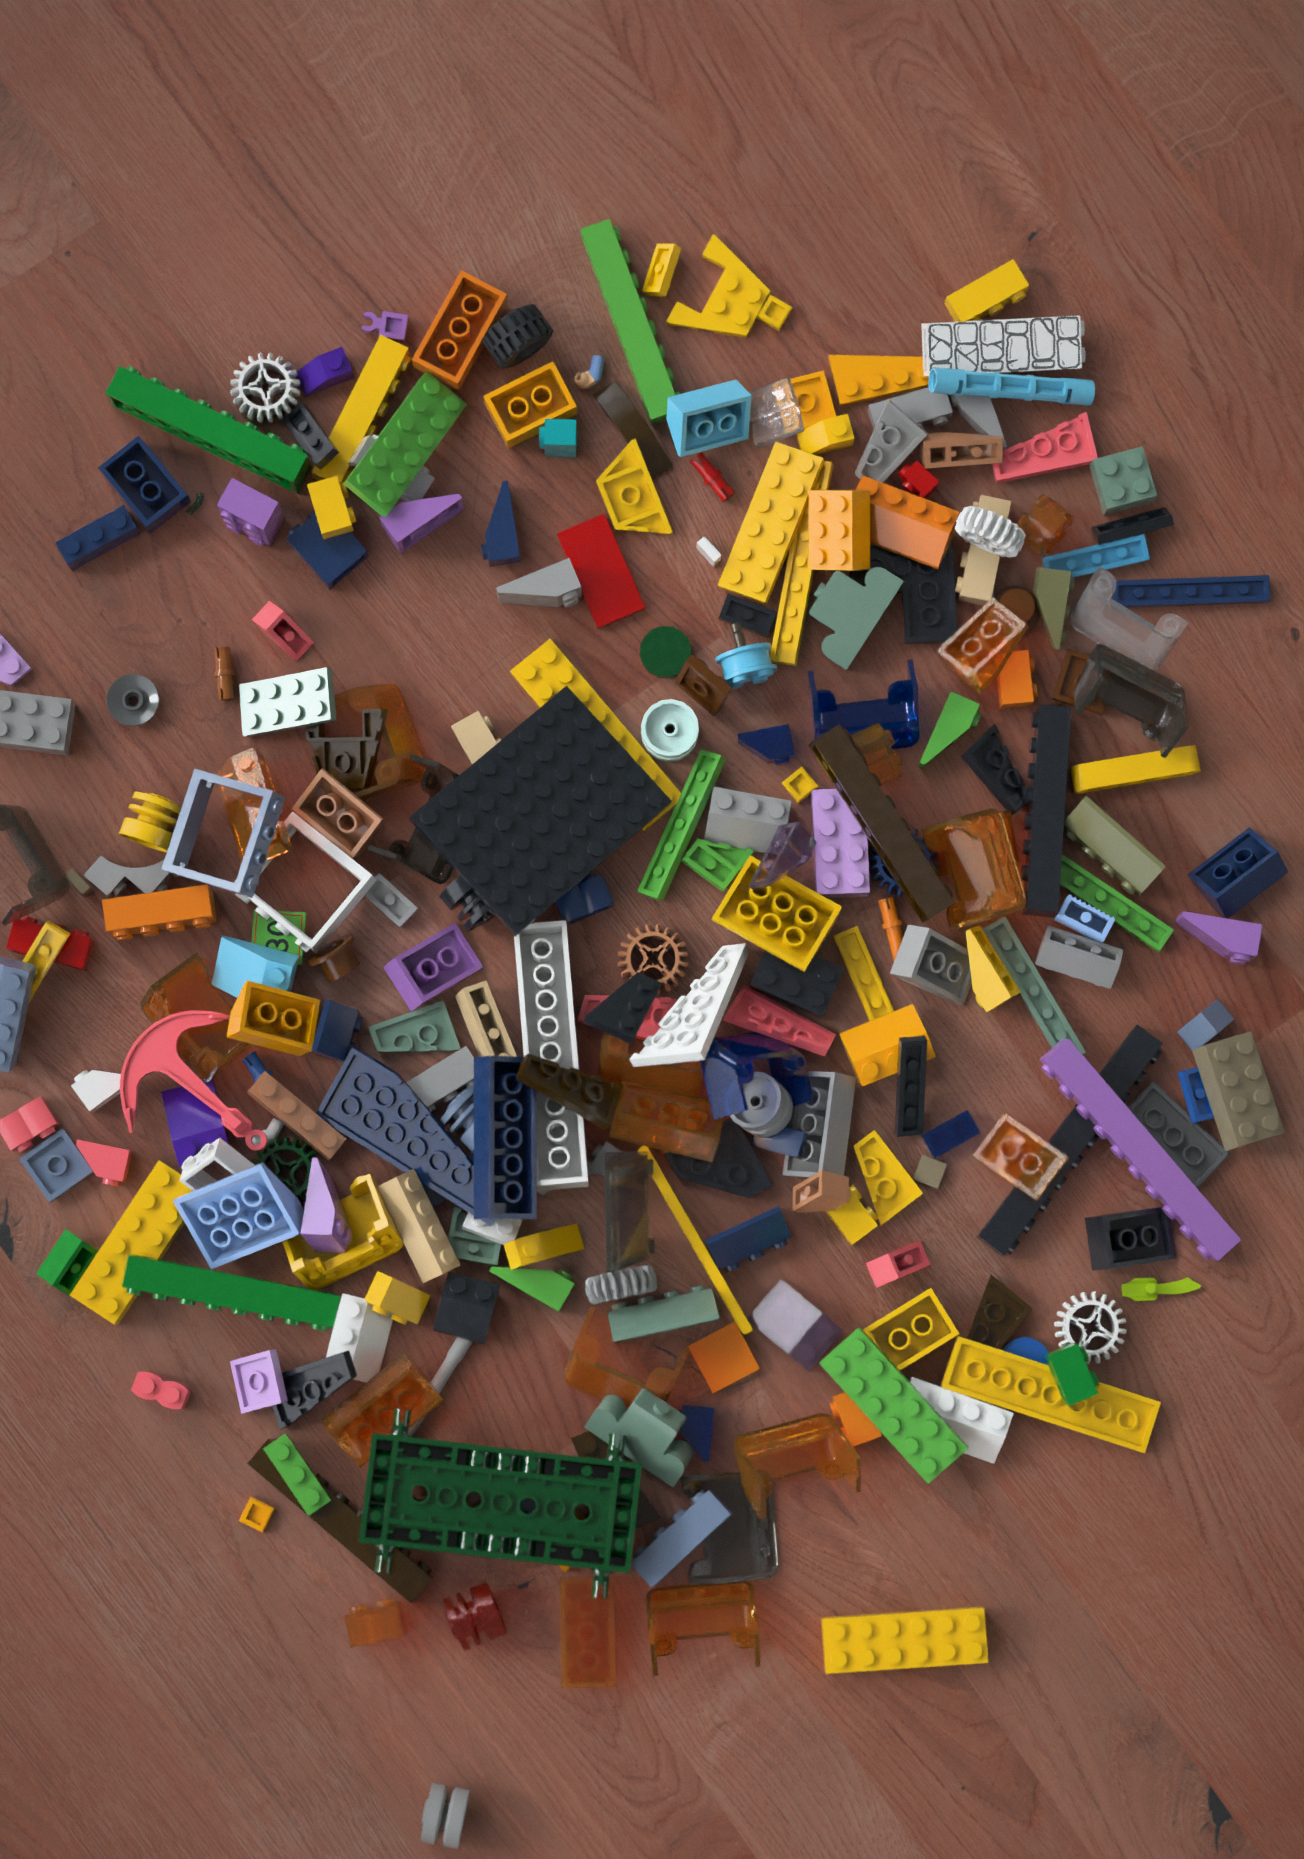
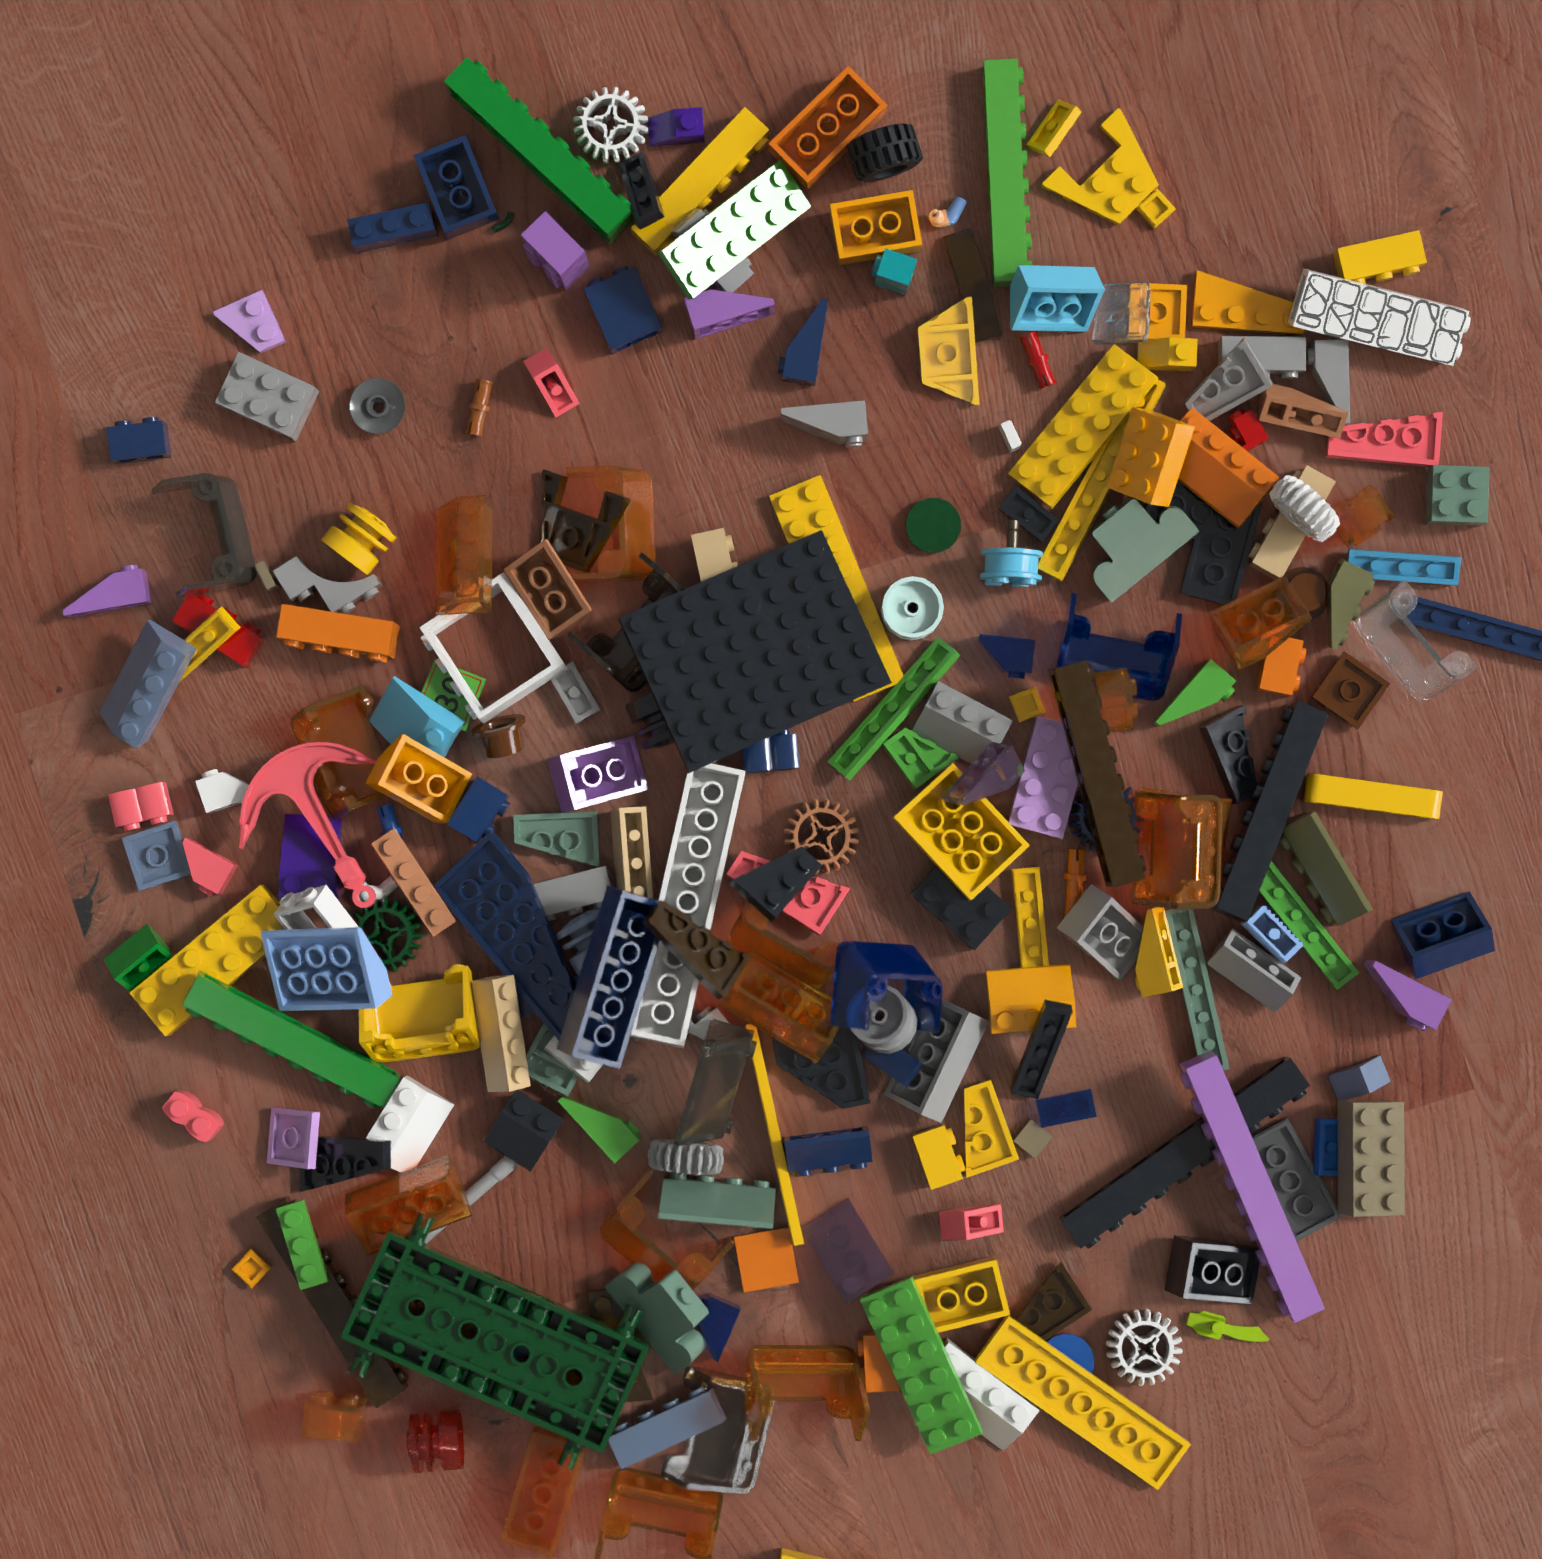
camera: 20 degrees right, 5 degrees up
(190, 822) = (393, 555): sand blue window -> none
(287, 702) = (533, 458): plate -> none
(323, 1217) = (408, 996): slope -> none
(330, 507) = (638, 271): yellow brick -> none
(390, 325) = (757, 100): medium lavender plate -> none
(397, 1298) = (456, 1099): yellow brick -> none
(543, 1246) = (620, 1093): yellow slope -> none
(601, 571) = (893, 421): red tile -> none
(694, 1019) = (845, 913): white wing -> none
(703, 685) = (961, 573): reddish brown plate -> none
(776, 1021) = (925, 938): coral wing -> none
(821, 1193) = (916, 1129): nougat slope -> none
(1011, 386) = (1373, 362): medium azure piece -> none
(1020, 1157) = (1129, 1157): clear orange slope -> none
(1071, 1373) = (1110, 1391): green brick -> none
(1132, 525) = (1451, 545): black tile -> none
(1135, 692) = (1400, 719): clear smoke windscreen -> none

